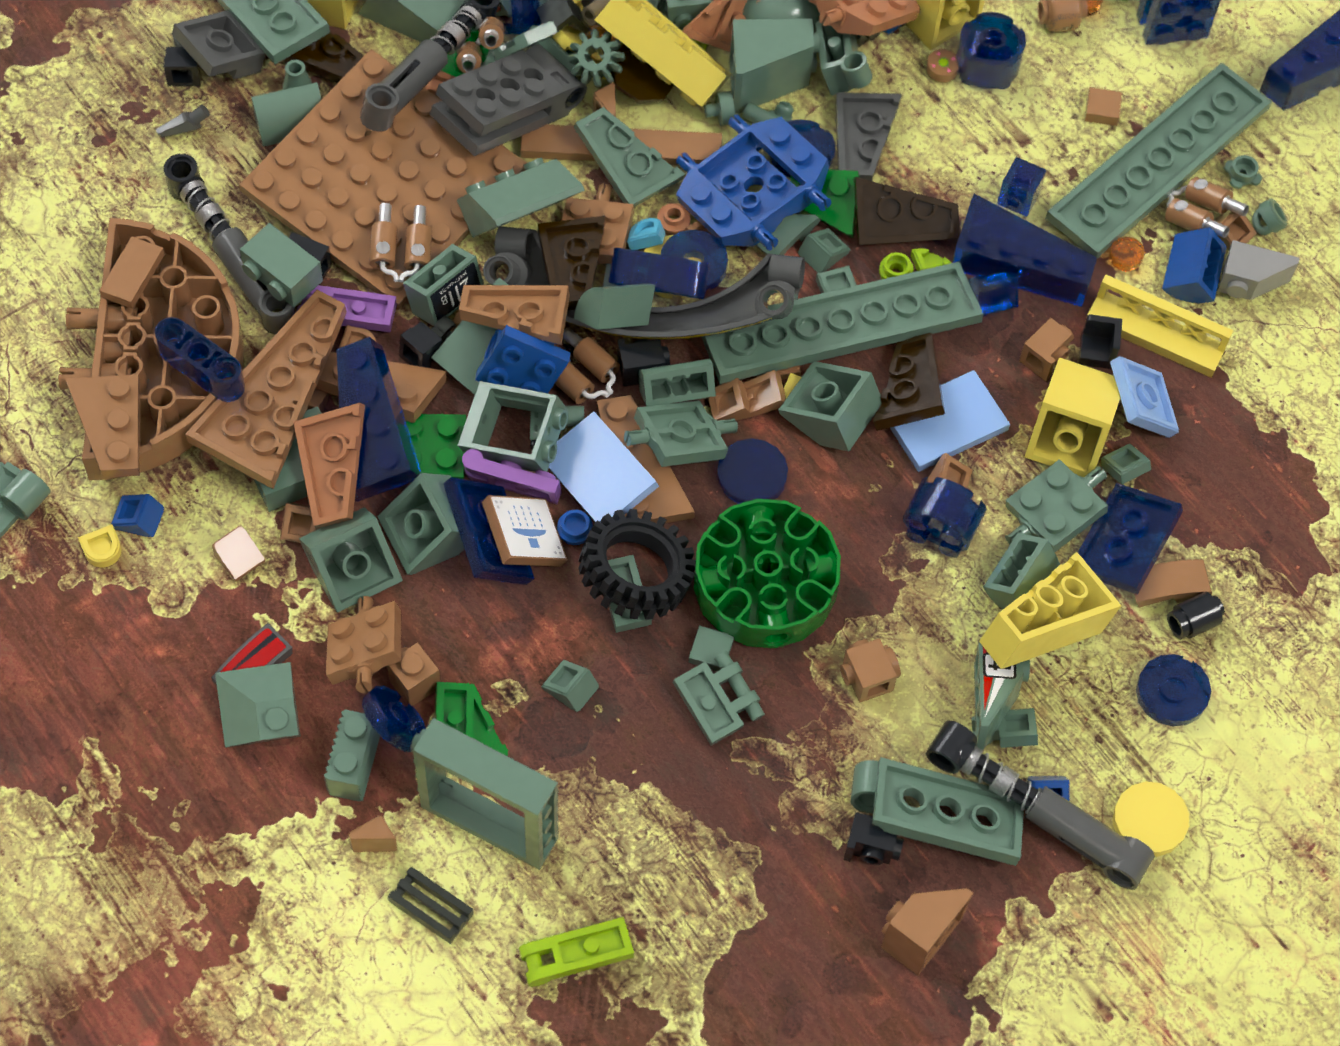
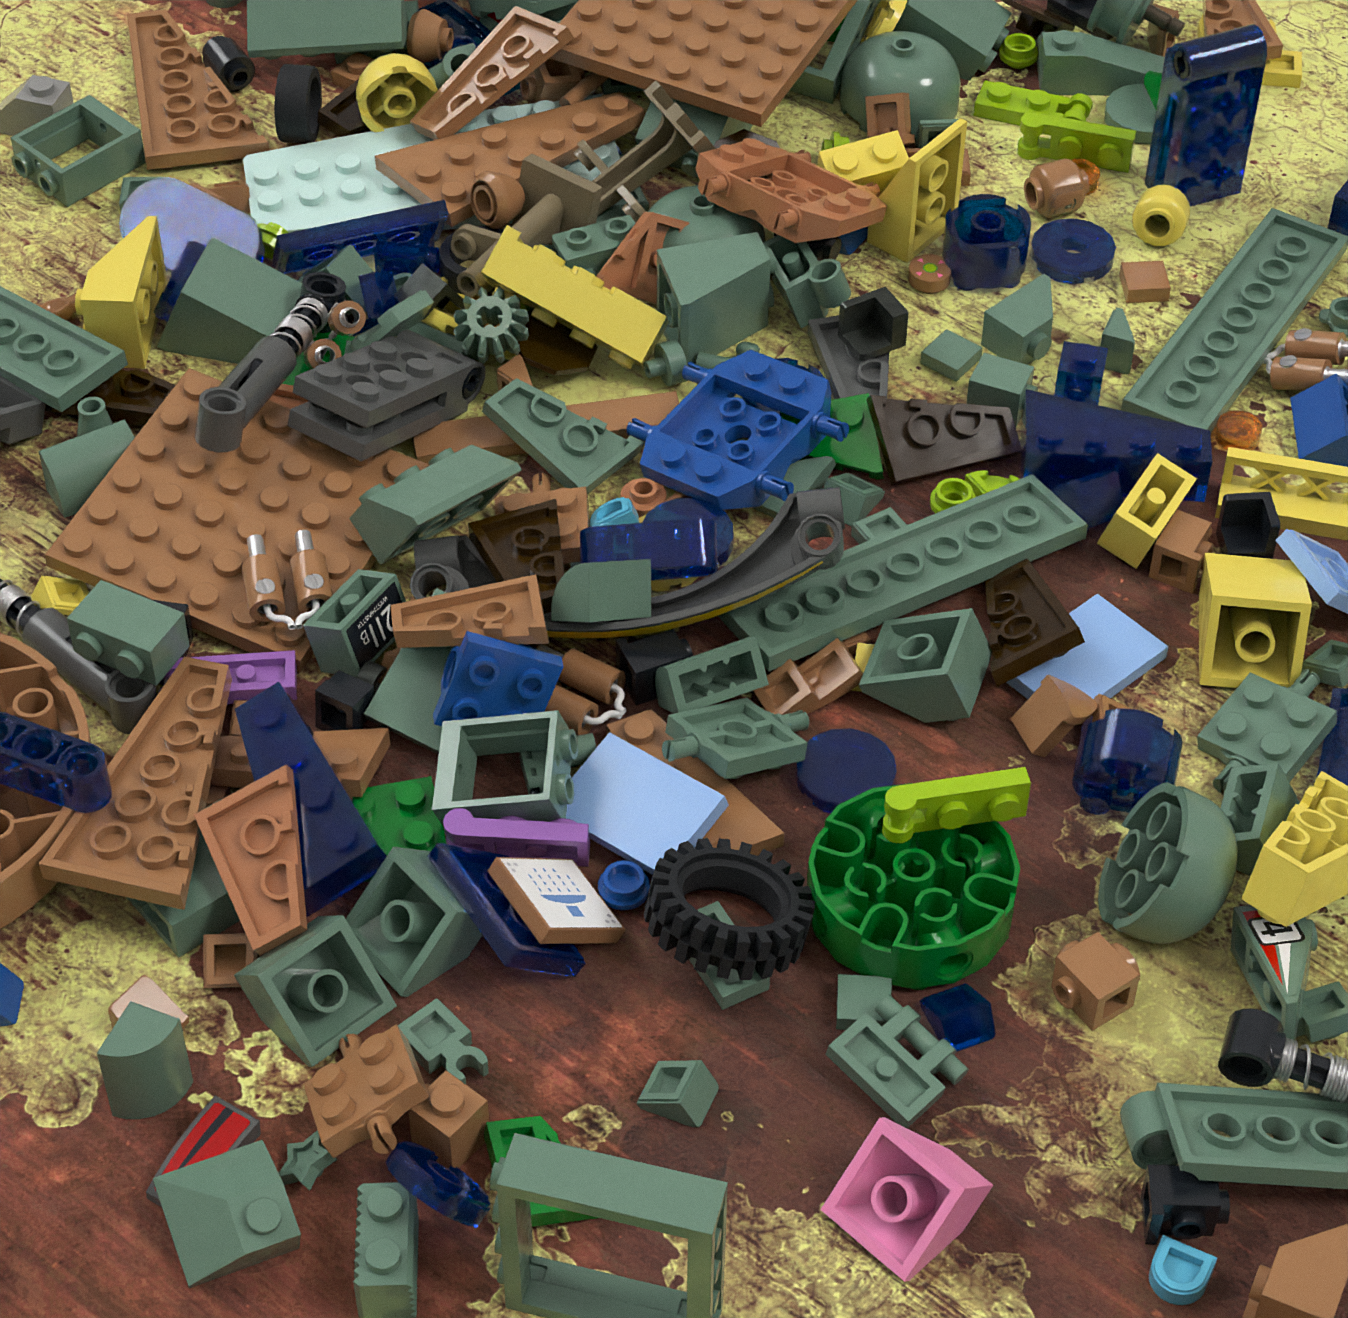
camera: 10 degrees left, 15 degrees down
(226, 592) = (144, 1063): none -> sand green brick
(247, 215) = (59, 593): none -> light yellow slope
(315, 681) = (305, 1161): none -> sand green piece
(423, 614) = (442, 1040): none -> sand green plate
(694, 795) = (905, 1197): none -> bright pink slope
(772, 673) = (960, 1016): none -> clear blue slope
(806, 527) = (955, 802): none -> lime plate
(858, 884) = (1180, 1272): none -> medium azure tile
(879, 110) = (873, 324): none -> pearl dark grey panel
(907, 461) = (1051, 714): none -> medium nougat tile
(935, 142) = (951, 355): none -> sand green tile
(955, 603) = (1169, 867): none -> sand green cylinder
(958, 182) = (1000, 384): none -> sand green brick
(994, 128) = (1021, 323): none -> sand green slope
(1029, 312) = (1146, 510): none -> light yellow brick
(1059, 160) = (1119, 341): none -> sand green slope
(1060, 52) = (1056, 237): none -> clear blue tile
(1134, 51) = (1161, 215): none -> light yellow head

